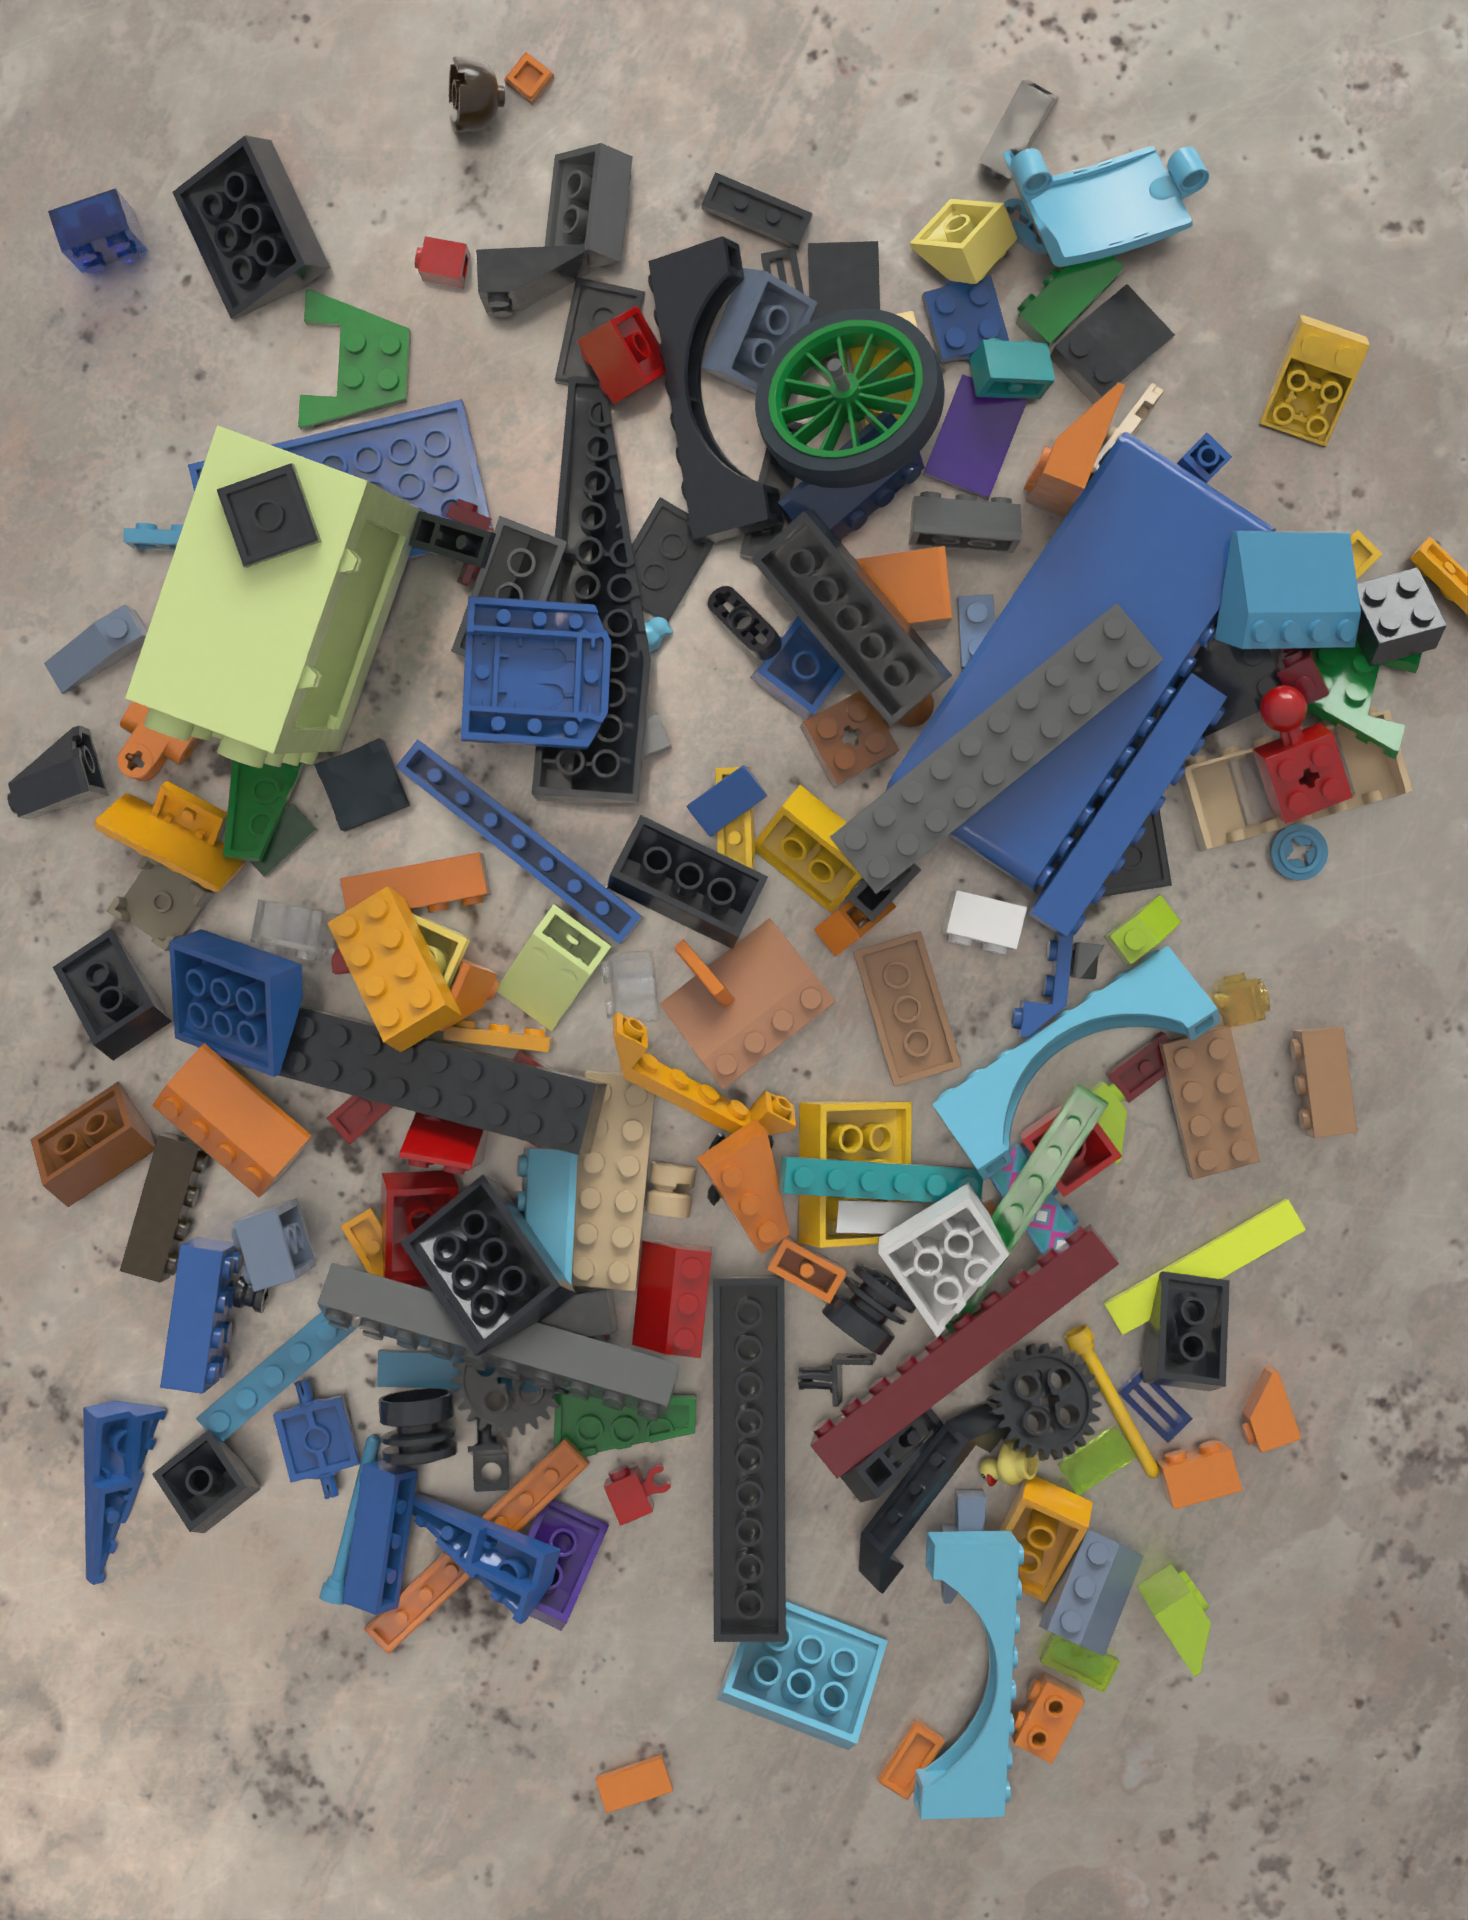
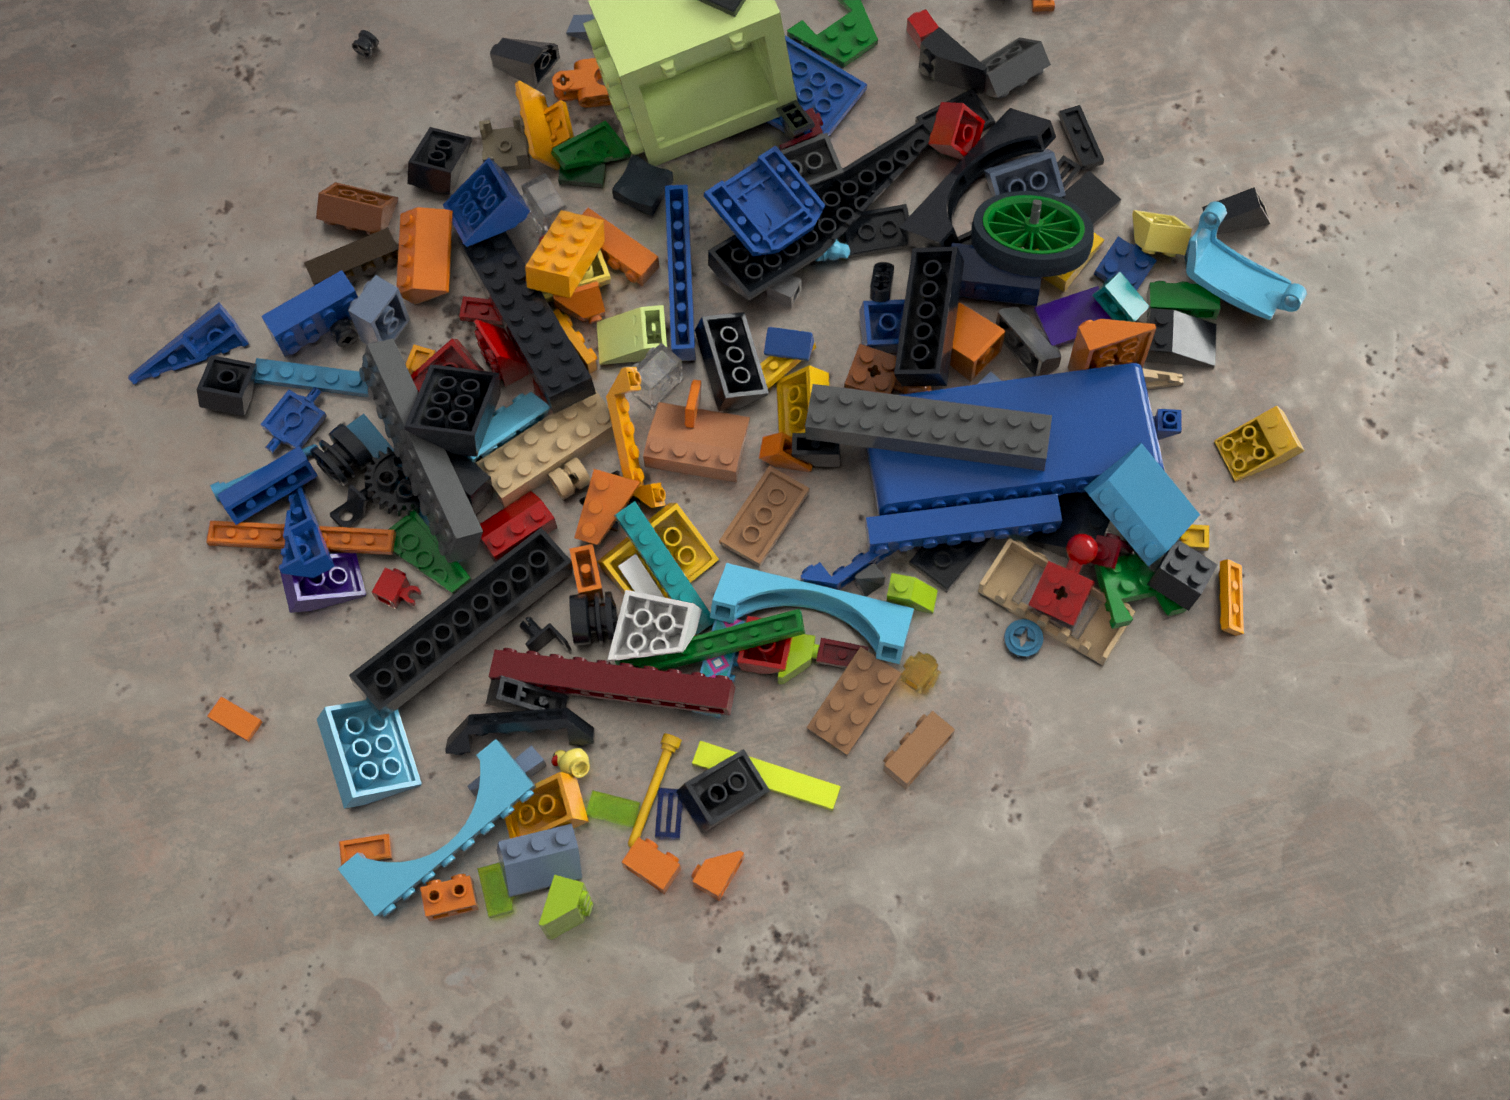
camera: 45 degrees right, 20 degrees down
(983, 921) = (841, 508): white brick -> none
(1073, 1395) = (638, 763): black gear -> none

